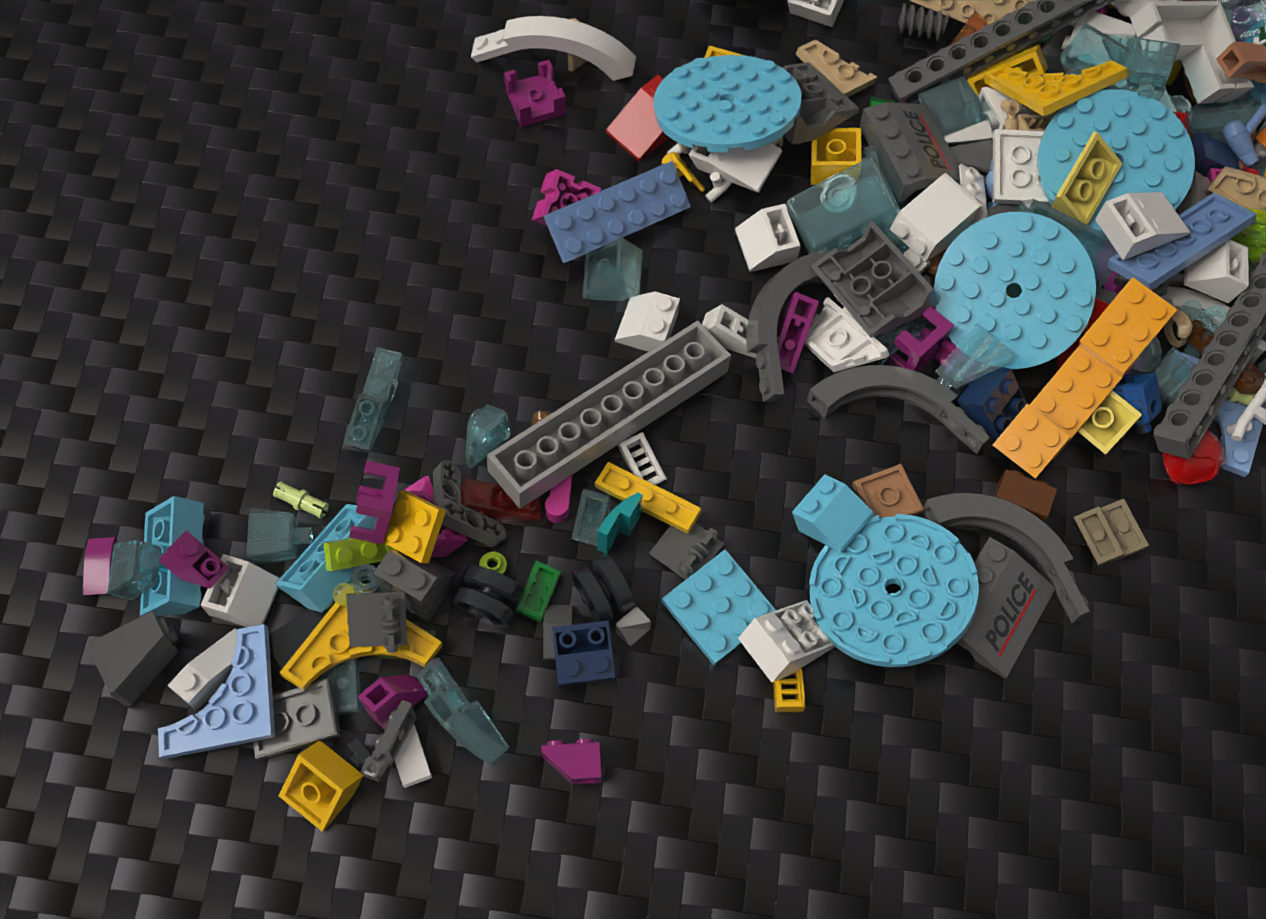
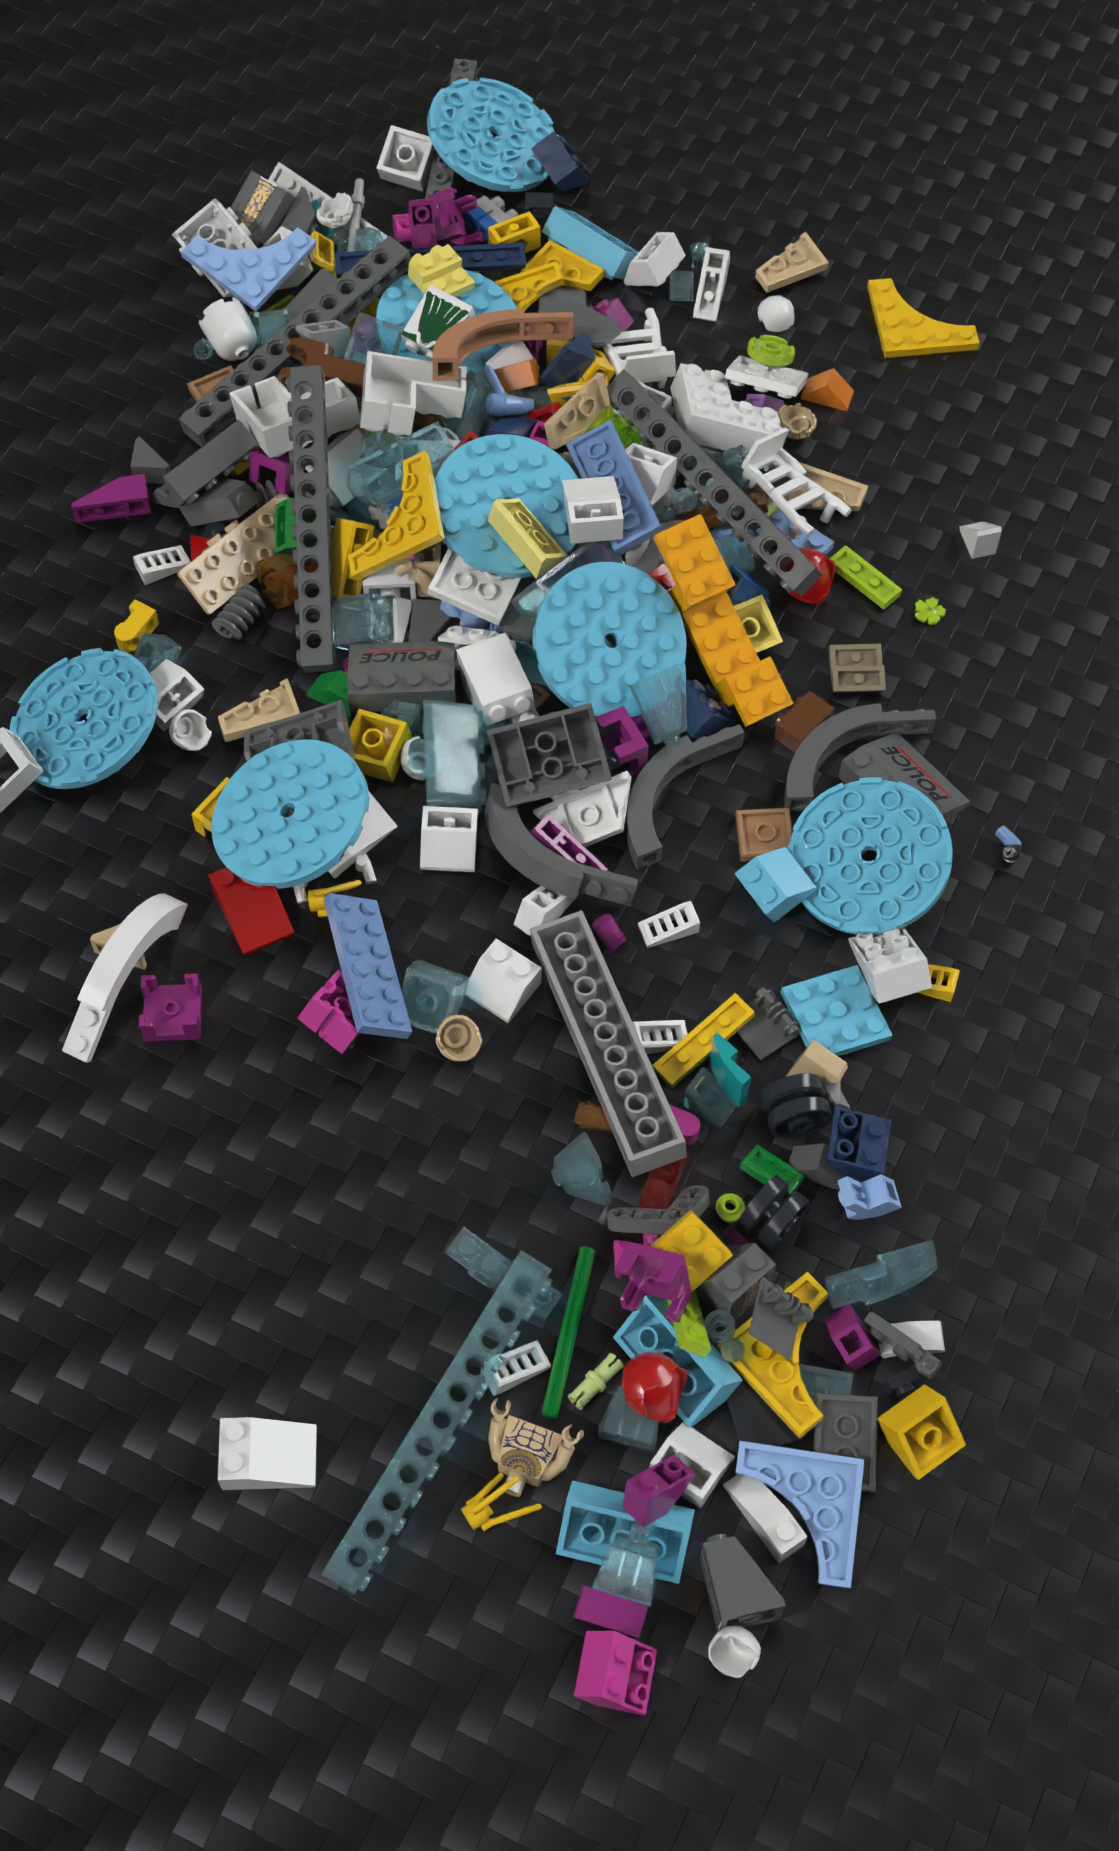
camera: 70 degrees left, 5 degrees down
(48, 584) = (615, 1672): none -> dark pink slope
(82, 673) = (734, 1651): none -> white hair
(92, 355) = (523, 1270): none -> clear light blue brick
(168, 443) = (478, 1509): none -> yellow plant
(177, 277) = (266, 1454): none -> white slope
(223, 460) = (528, 1449): none -> tan torso
(291, 415) = (509, 1381): none -> white slope
(291, 536) = (653, 1385): none -> red helmet
(335, 467) = (568, 1333): none -> green axle
(535, 678) = (869, 1197): none -> light blue brick
(575, 762) = (960, 1185): magenta slope -> none
(579, 302) = (458, 1038): none -> tan hair
(650, 599) = (821, 1062): none -> tan slope
(727, 390) = (608, 932): none -> magenta piece
(763, 459) = (676, 913): none -> white slope
(792, 23) = (189, 730): none -> white hair
(972, 729) = (1012, 844): none -> arm
(1149, 64) = (428, 431): clear light blue torso -> none
(1214, 585) = (929, 611): none -> lime plant
(1221, 512) = (865, 577): none -> lime plate

